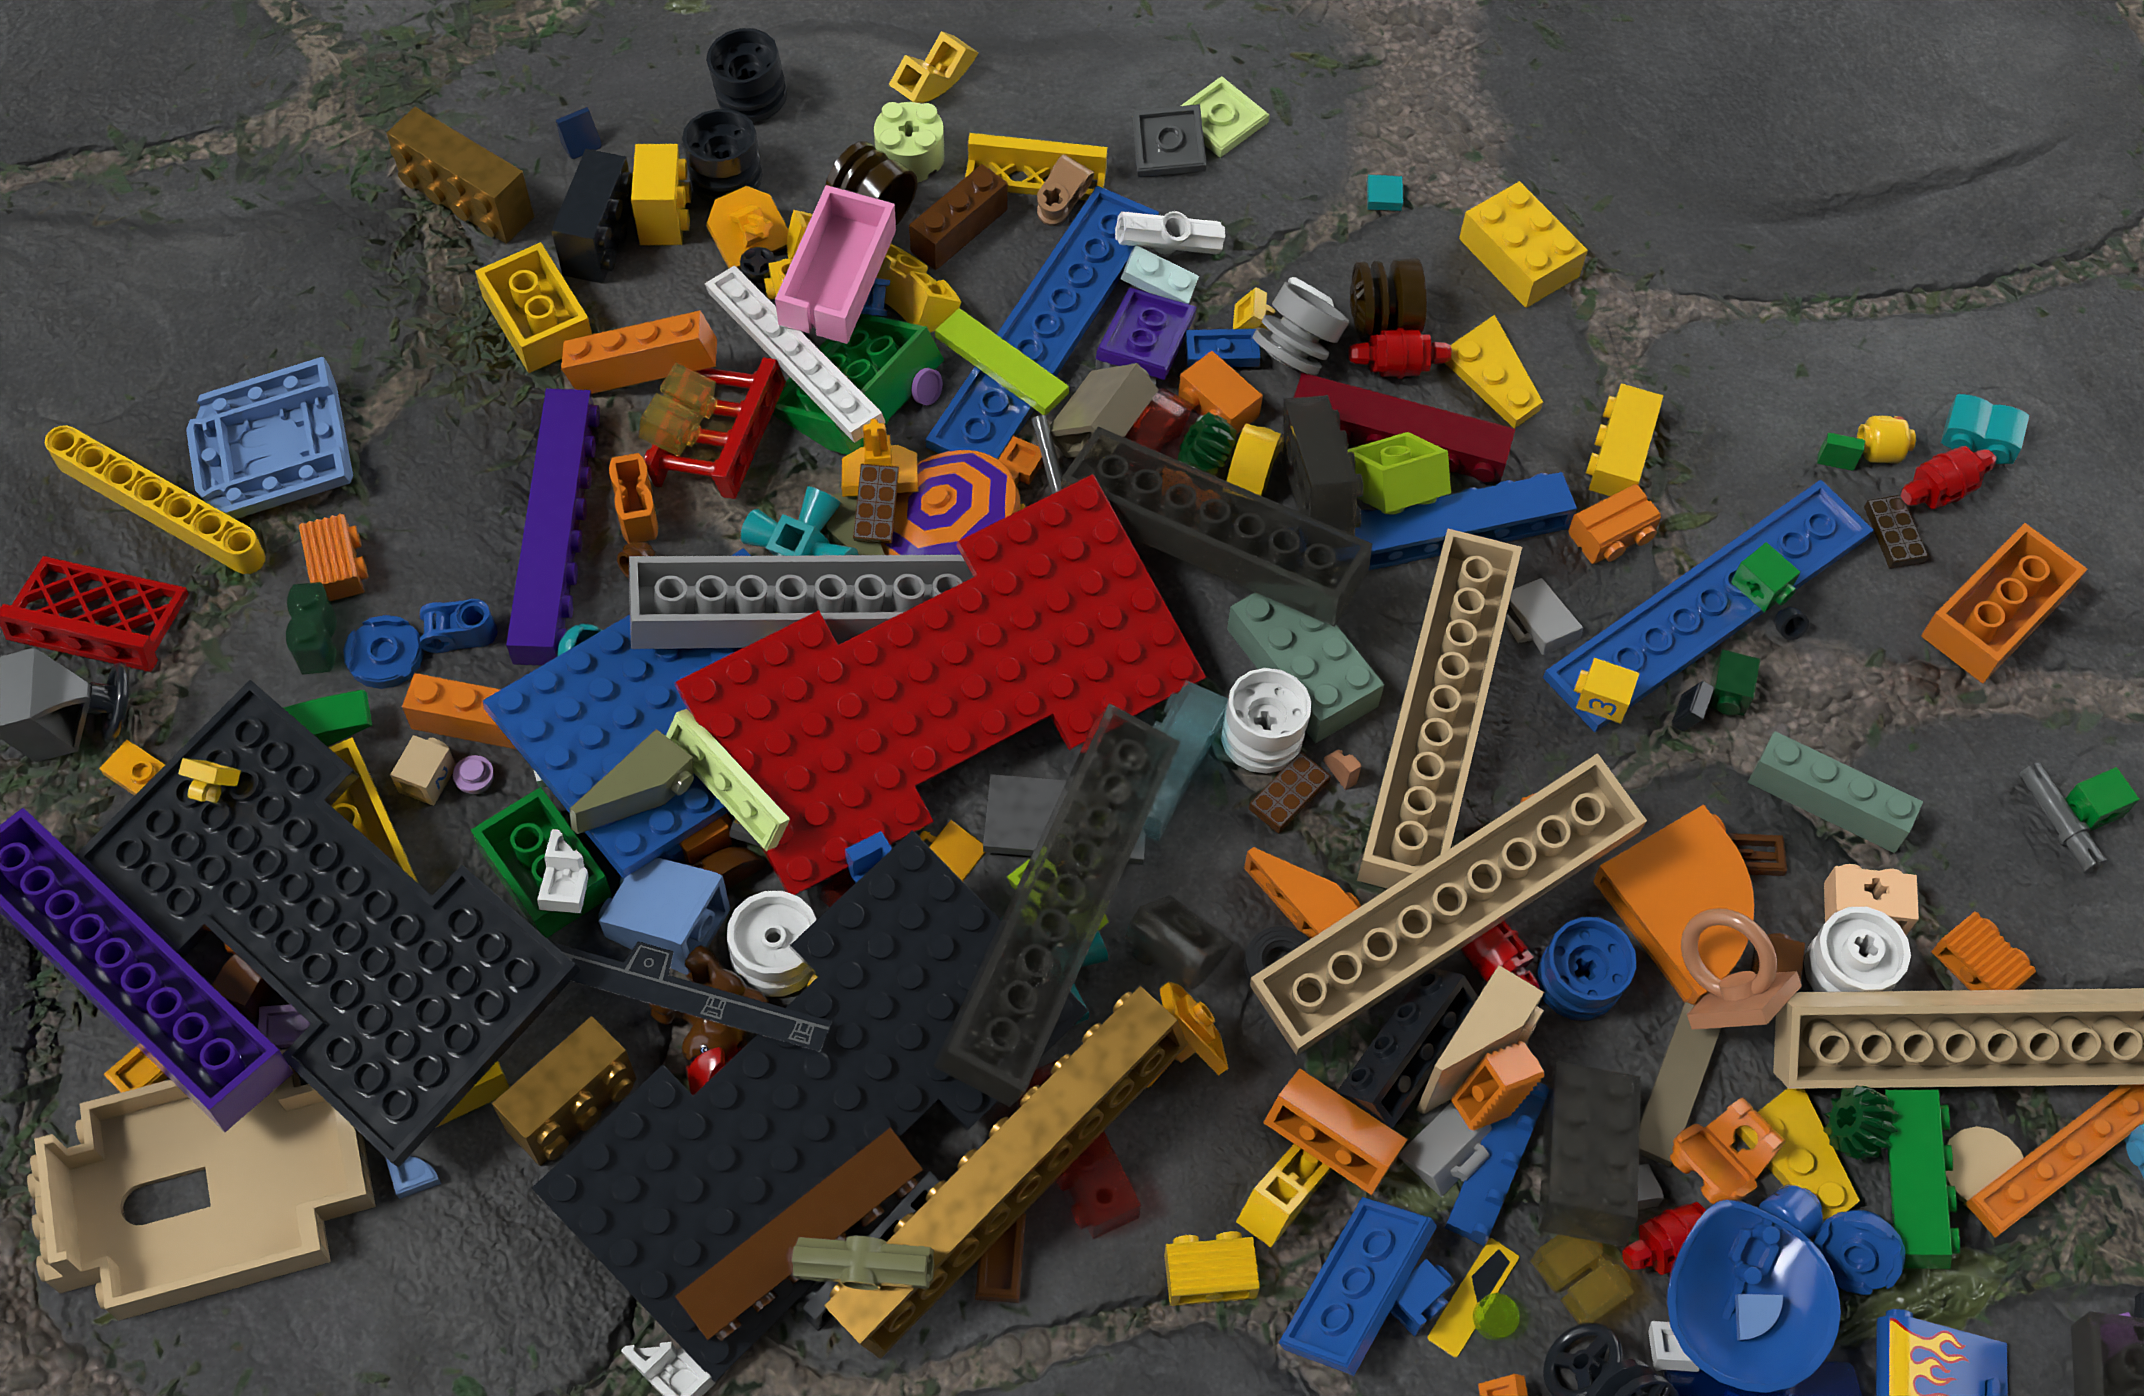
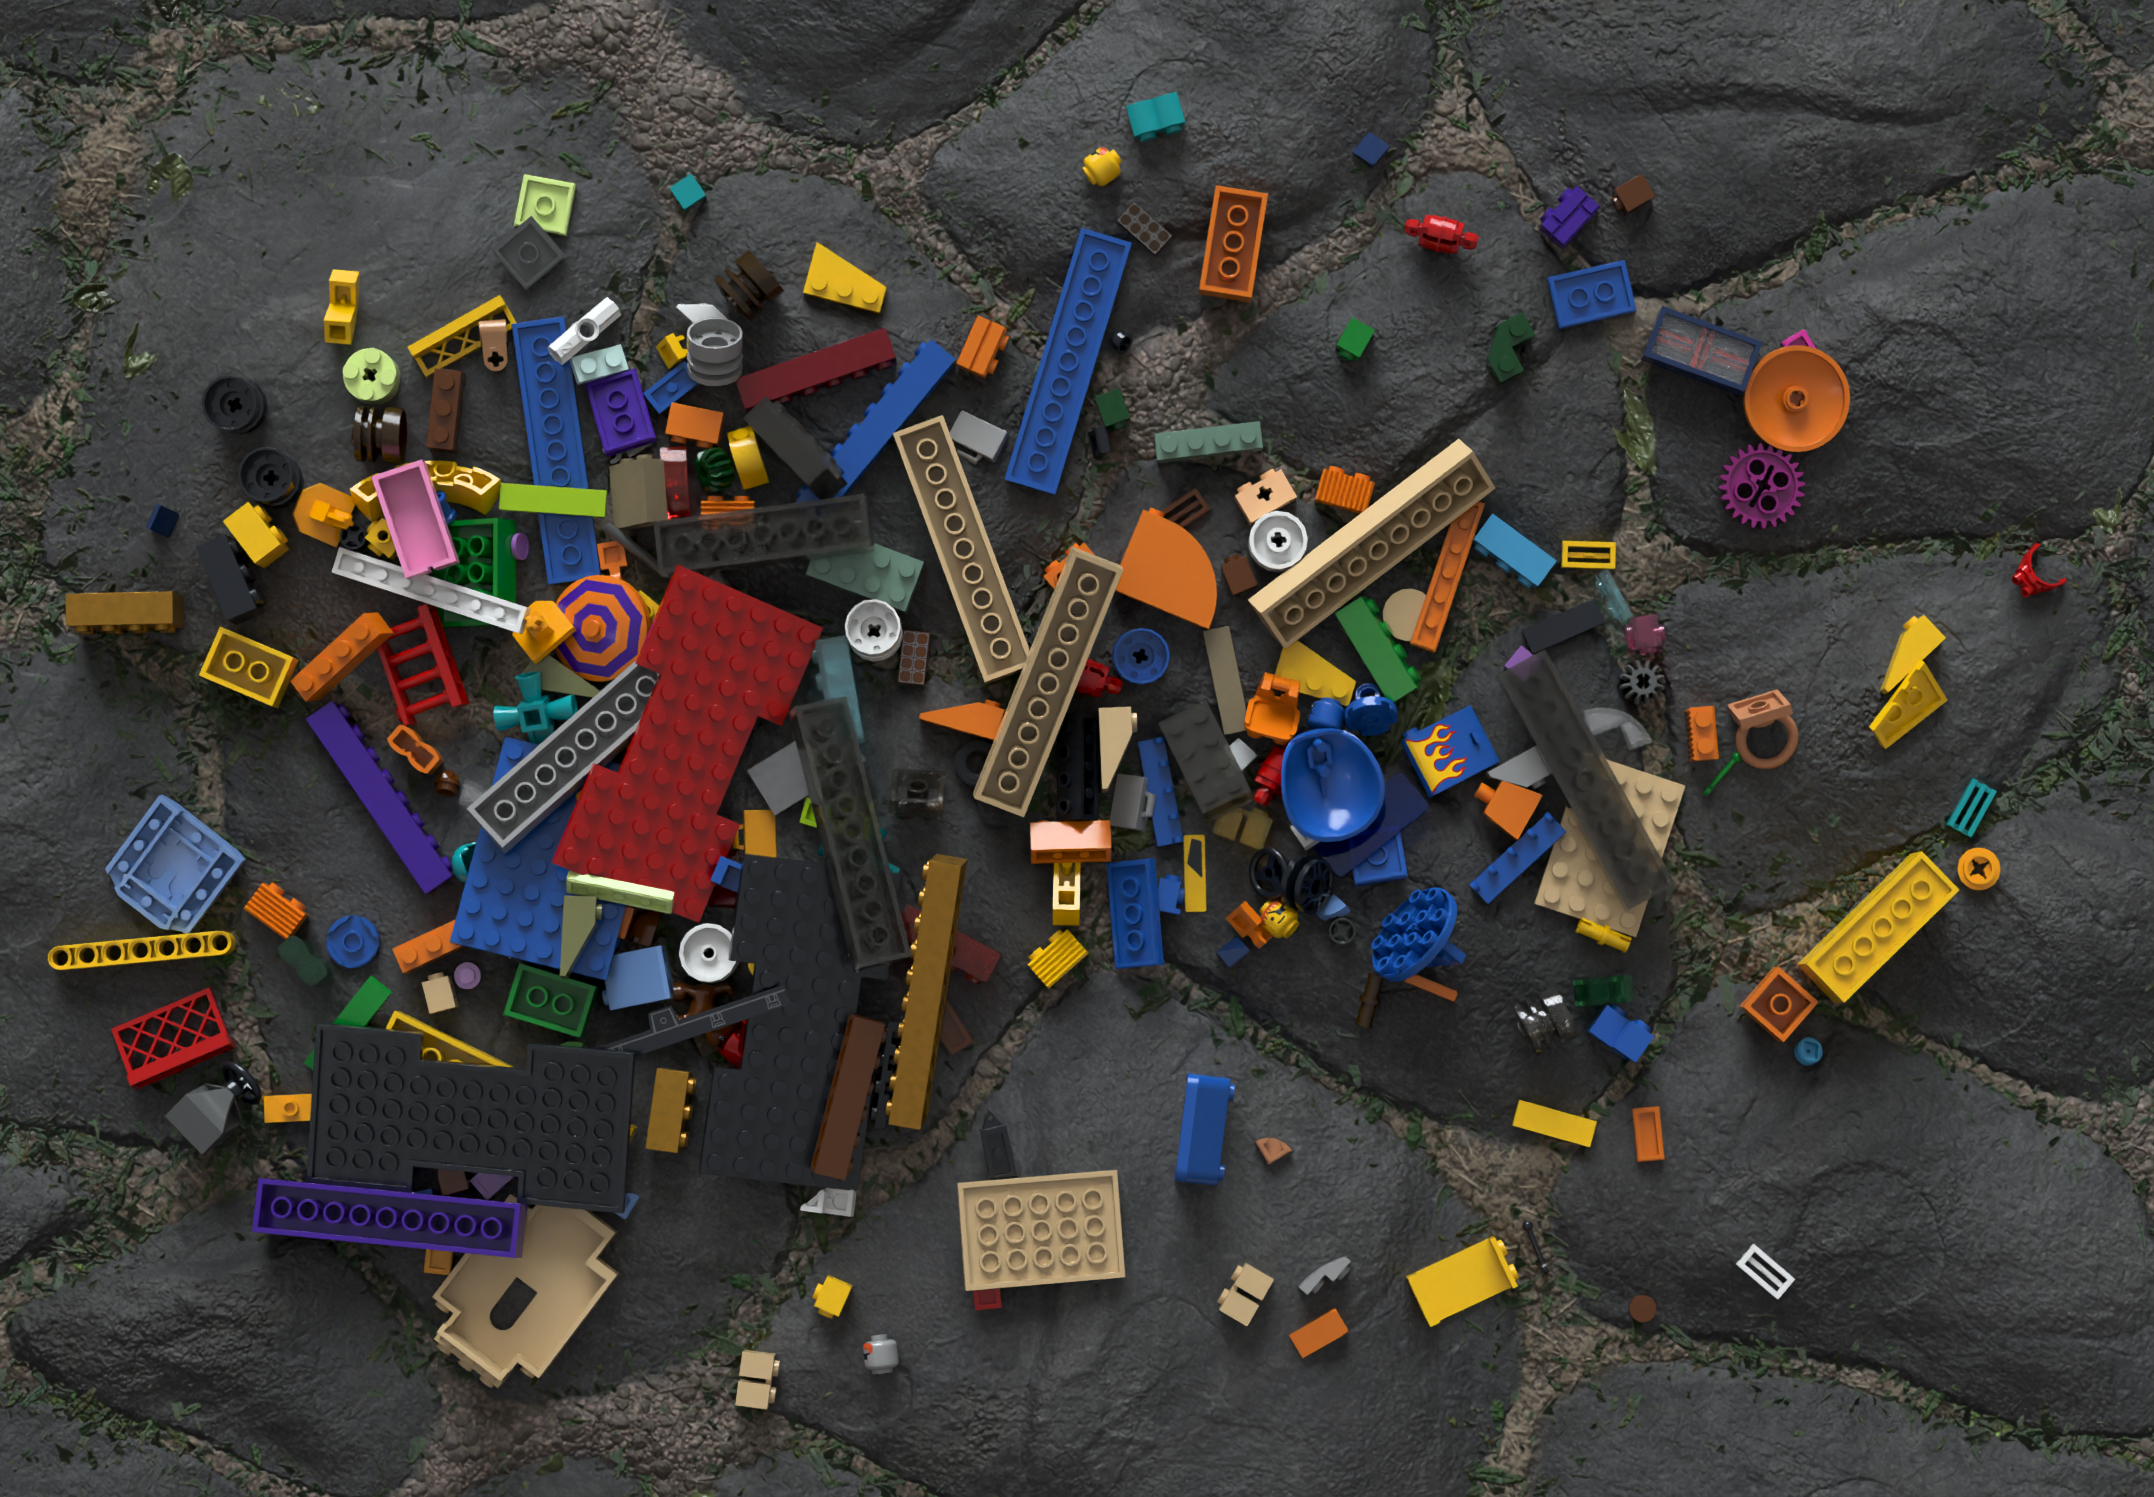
camera: 30 degrees left, 25 degrees up
(207, 778) = (347, 1093): yellow tile -> none
(454, 625) = (380, 900): blue piece -> none
(564, 877) = (577, 1005): white slope -> none
(675, 417) = (397, 667): clear yellow piece -> none
(863, 1263) = (894, 1093): olive piece -> none
(876, 503) = (561, 658): reddish brown tile -> none
(1196, 1026) = (960, 839): light orange piece -> none
(1344, 768) = (932, 621): nougat tile -> none
(1400, 353) = (781, 317): red piece -> none
(1402, 472) = (839, 415): lime brick -> none
(1496, 1316) = (1212, 877): clear neon green tile -> none
(1497, 1085) = (1137, 762): orange brick -> none
(1522, 244) = (800, 176): yellow brick -> none
(1606, 690) = (1046, 474): yellow brick -> none
(1623, 440) = (951, 283): yellow brick -> none
(1742, 996) = (1232, 616): nougat tile -> none
(1756, 1314) = (1338, 788): medium blue tile -> none
(1766, 577) = (1091, 330): green brick -> none
(1840, 451) = (1081, 196): green tile -> none
(1860, 1122) = (1332, 641): dark green gear -> none
(1948, 477) = (1154, 172): red piece -> none
(2070, 829) = (1340, 365): dark grey pin -> none

